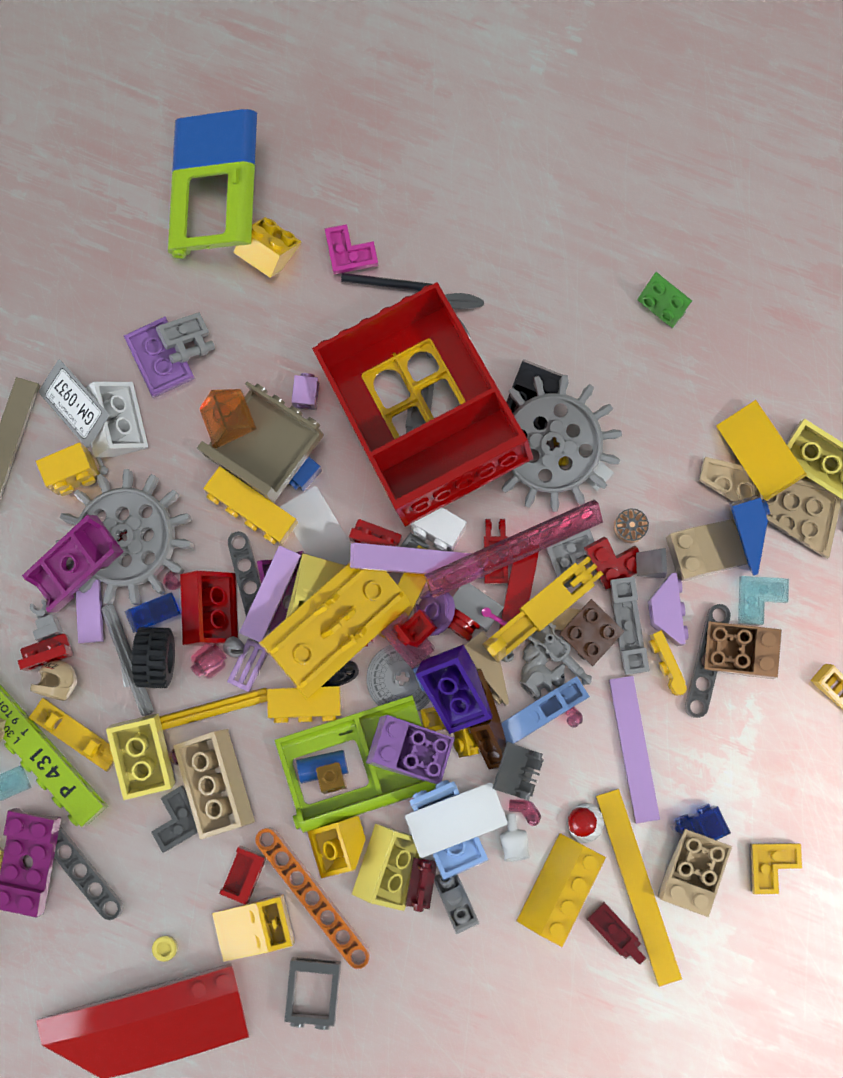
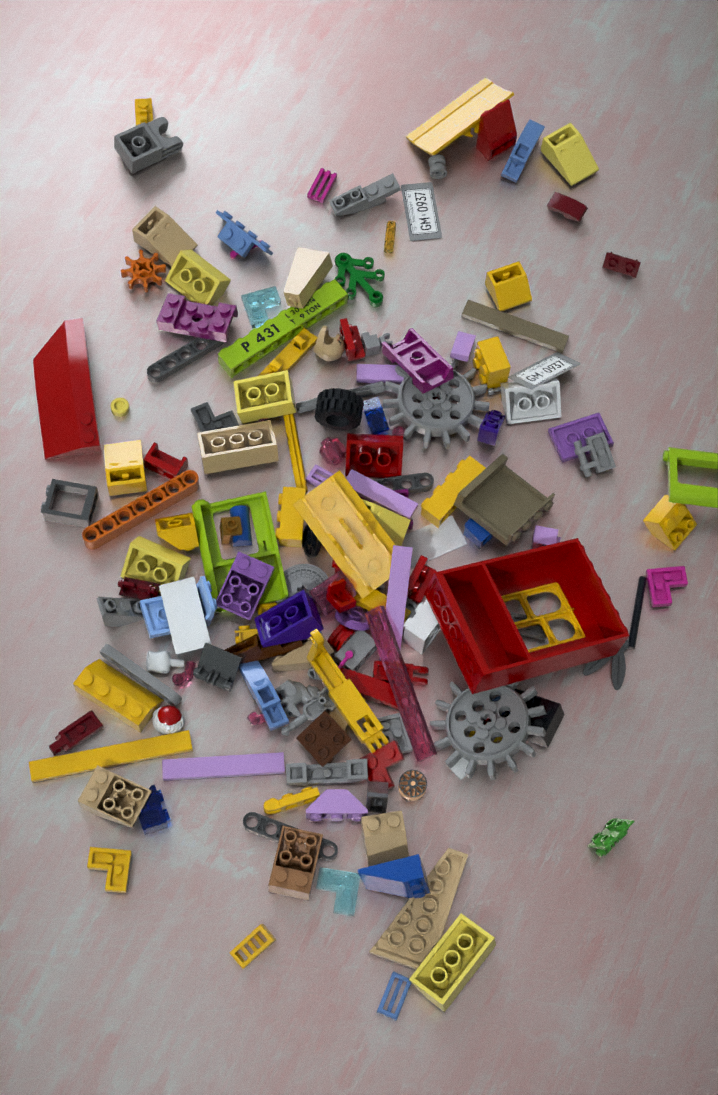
camera: 90 degrees right, 15 degrees down
(42, 509) = (462, 346): none -> lavender tile
(162, 464) = (491, 427): none -> dark purple slope
(226, 416) = (528, 480): clear orange slope -> none
(235, 644) = (343, 467): light grey hinge -> none
(534, 865) = (140, 675): none -> light grey beam
(761, 450) = (469, 899): yellow tile -> none

